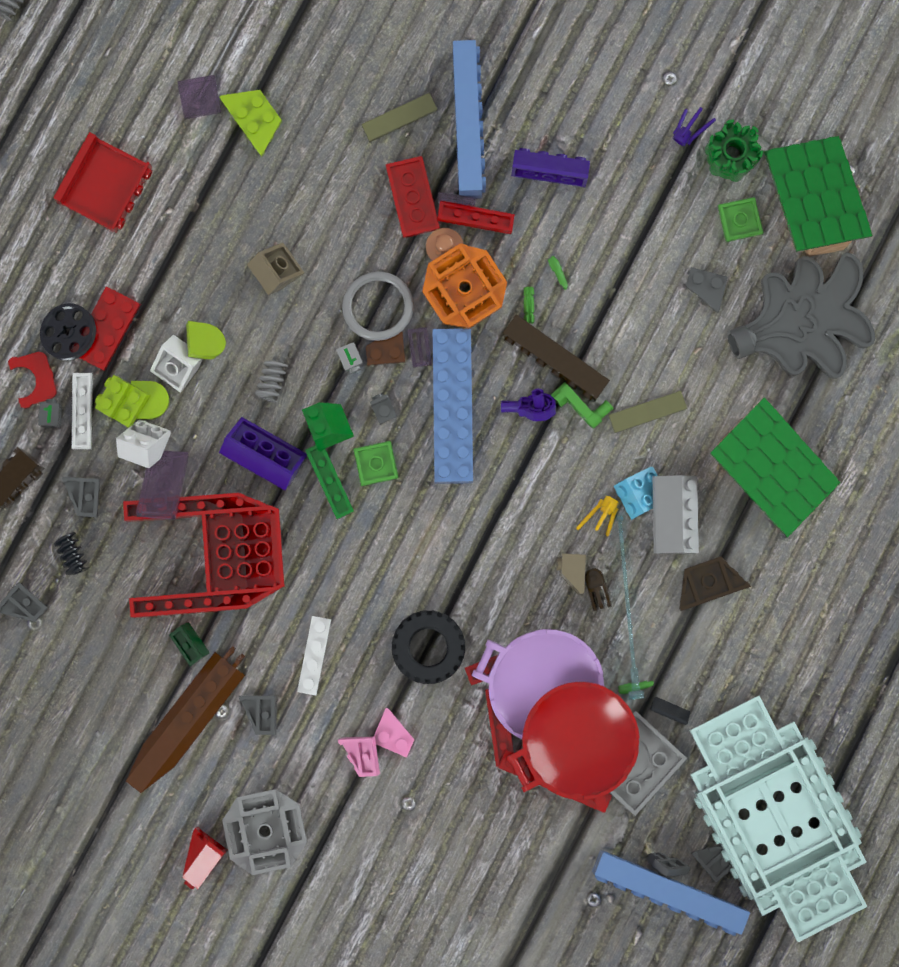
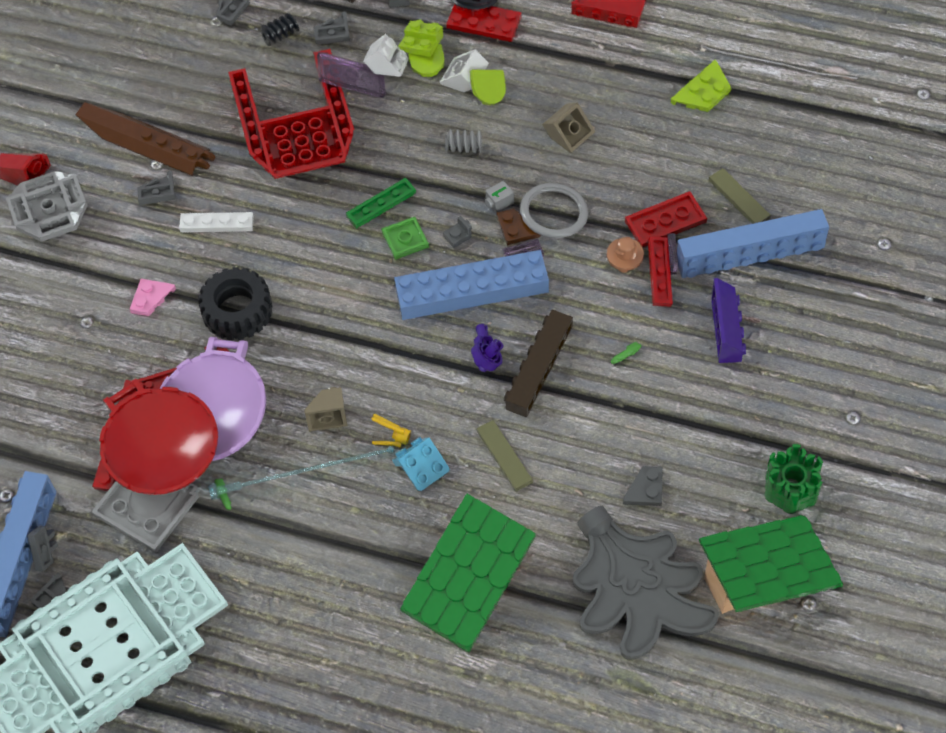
camera: 85 degrees right, 25 degrees down
(82, 410) = (402, 18): white tile -> none
(189, 643) = (214, 129): dark green slope -> none
(199, 97) = (710, 47): clear purple tile -> none
(262, 453) = (396, 147): dark purple slope -> none
(327, 424) = (431, 187): green slope -> none
(362, 754) = (127, 273): bright pink wing -> none
(458, 267) = (591, 254): orange piece -> none
(529, 304) = (586, 333): bright green axle -> none
(592, 418) = (503, 379): bright green beam -> none
(595, 583) = (315, 439): dark brown arm -> none
(670, 710) = (201, 527): black slope -> none
(675, 514) = (402, 490): light grey slope -> none
(682, 135) = (797, 435): dark purple plant -> none
(708, 582) = (340, 541): dark brown wing -> none
(740, 219) = (725, 506): bright green tile -> none

